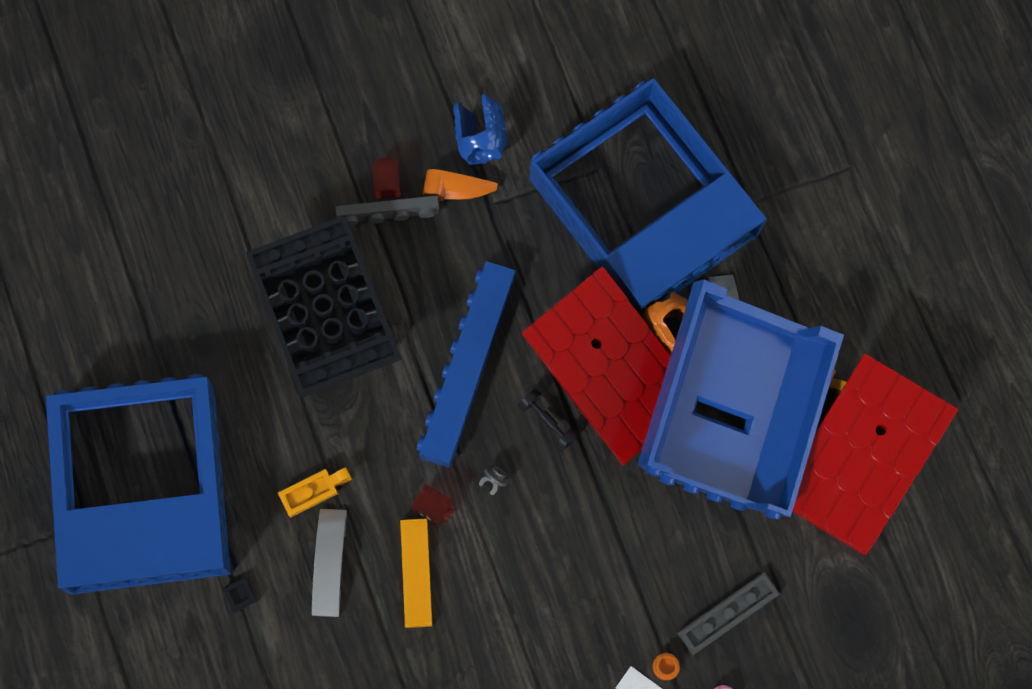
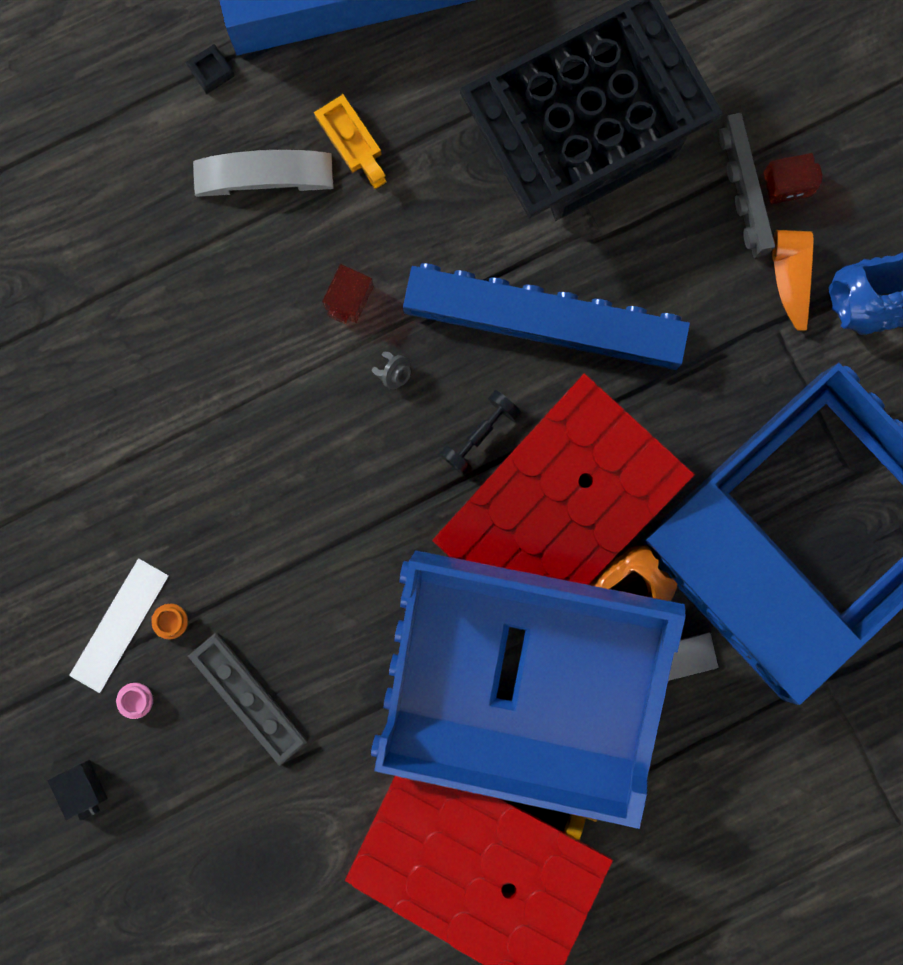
camera: 85 degrees right, 10 degrees up
(416, 573) = (259, 285): light orange tile -> none

